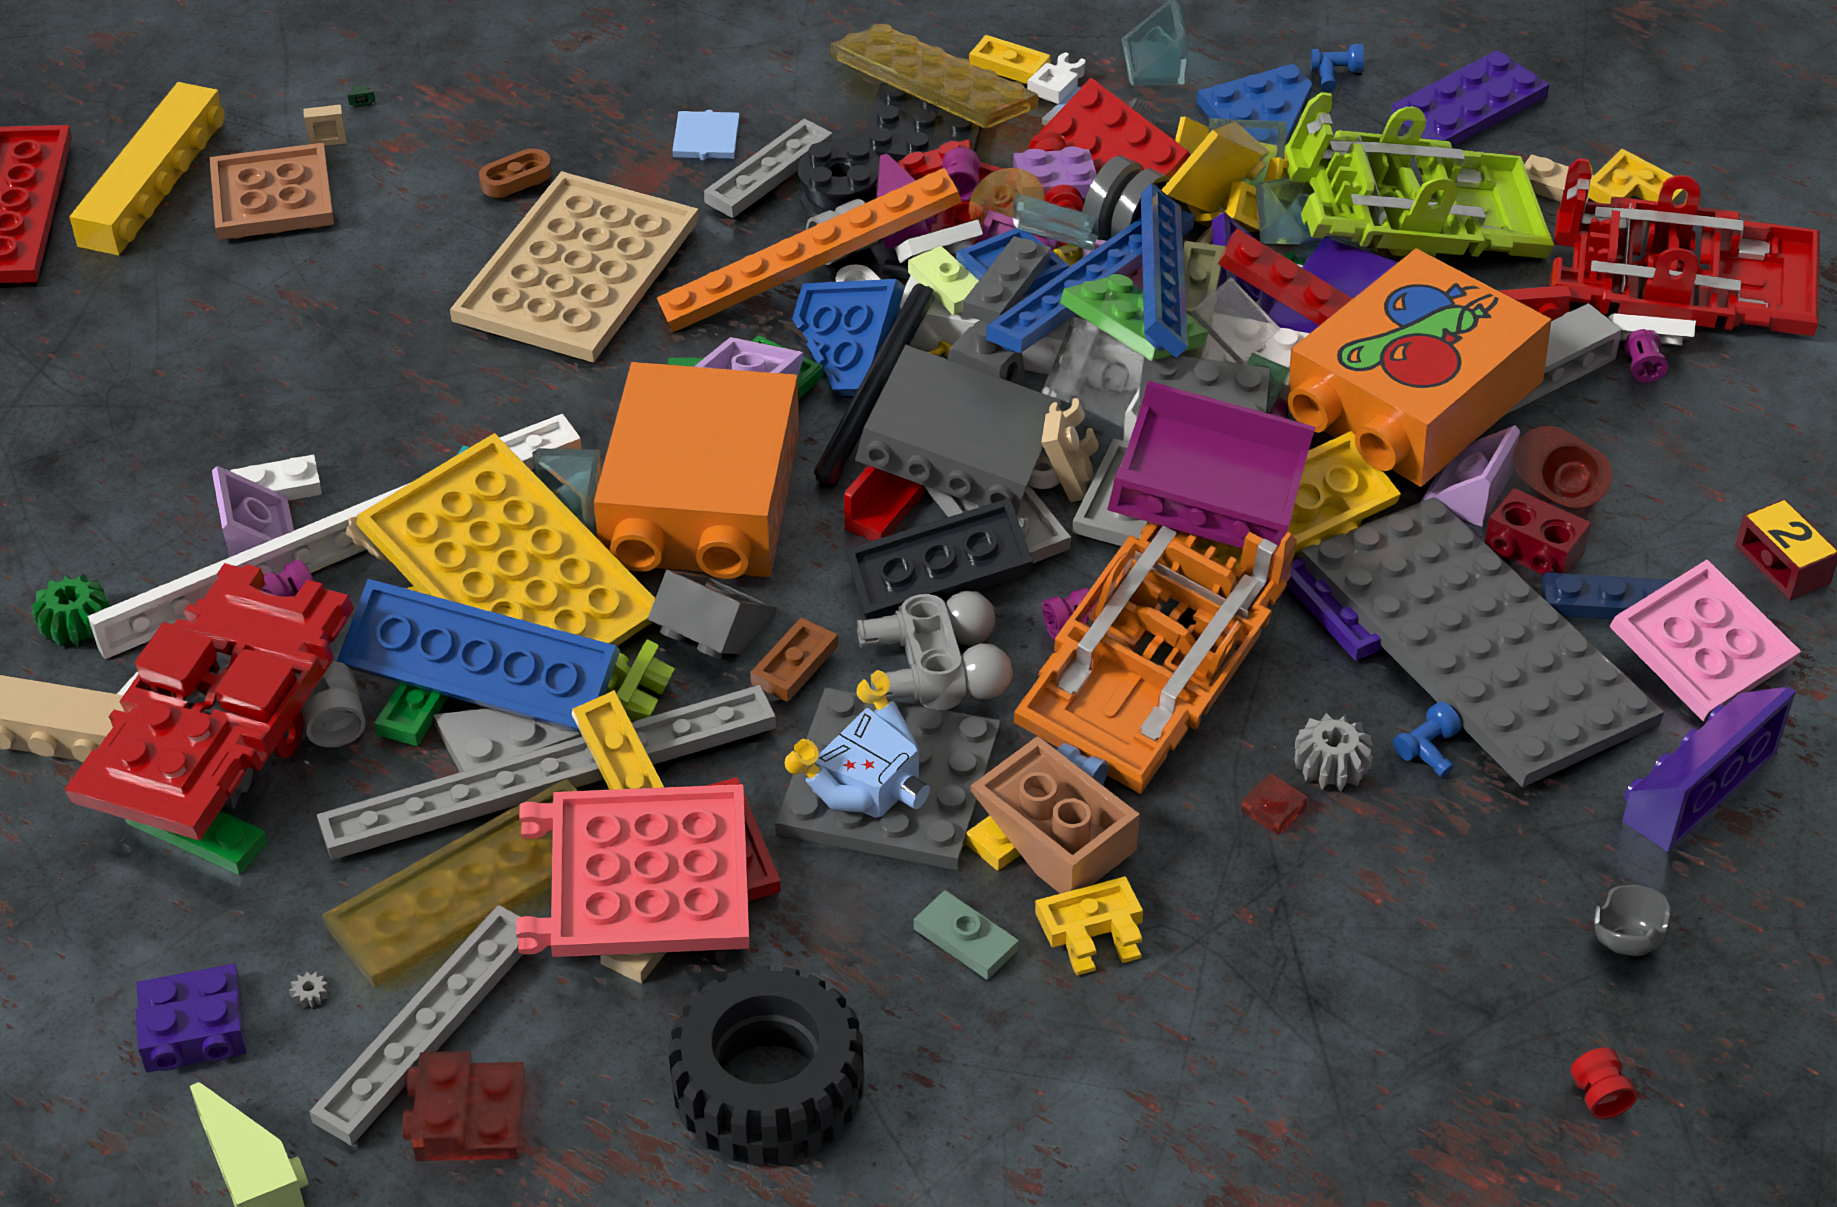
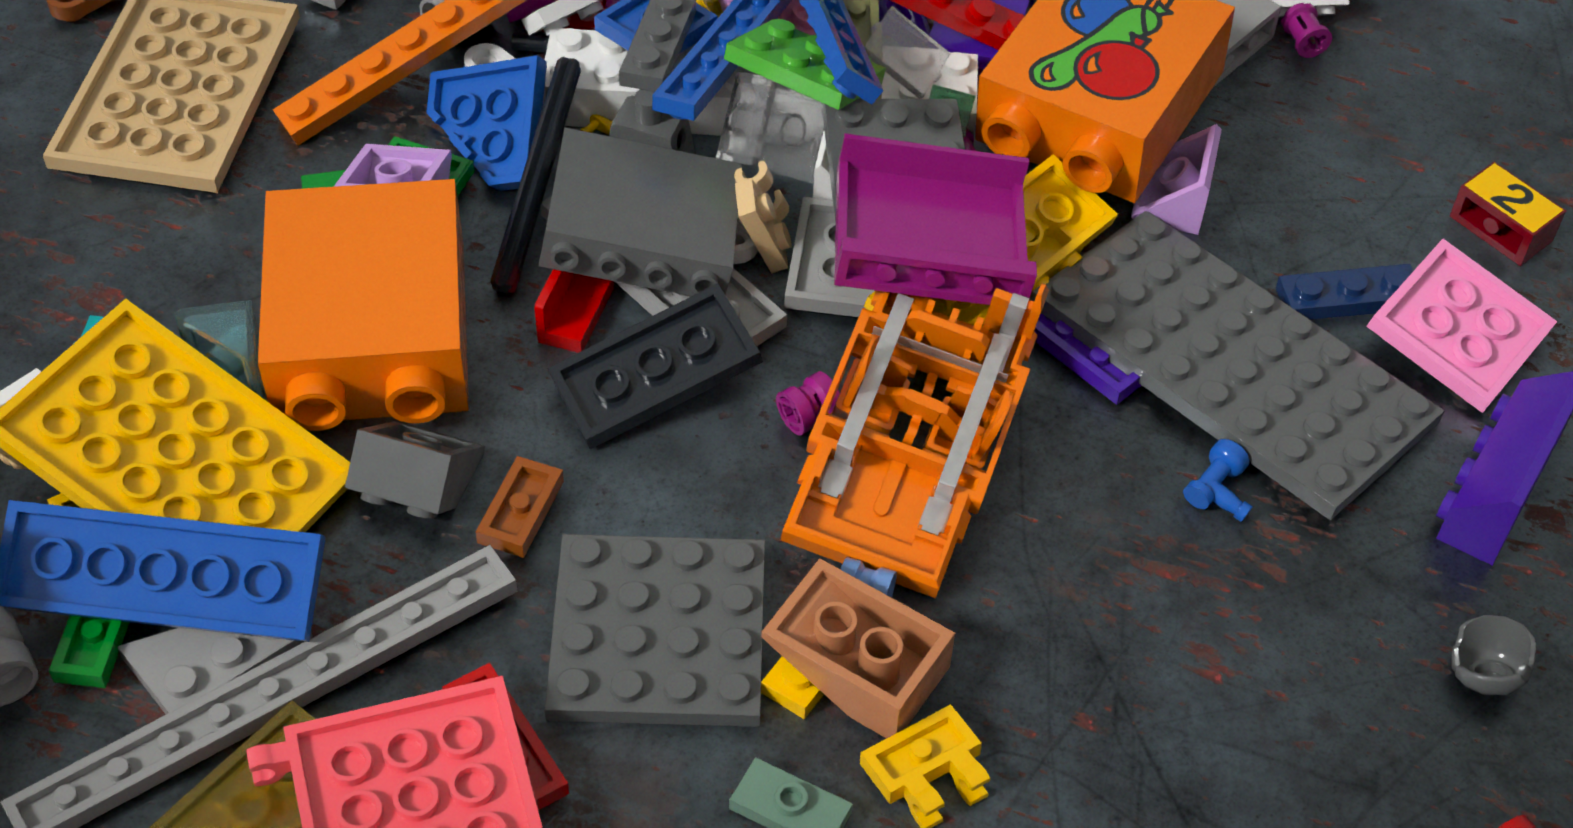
camera: 15 degrees left, 5 degrees up
(550, 433) = (183, 288): white plate -> none
(615, 744) = (344, 654): yellow plate -> none
(646, 672) = (356, 550): lime hips -> none
(868, 762) = (638, 622): light blue torso -> none
(931, 639) = (668, 456): light grey piece -> none
(945, 275) = (595, 49): yellowish green plate -> none
(1274, 804) = (1080, 585): clear red plate -> none
(1333, 752) = (1128, 515): light grey gear -> none
(1536, 534) = (1261, 235): dark red brick -> none
(1562, 467) = (1269, 160): clear red piece -> none

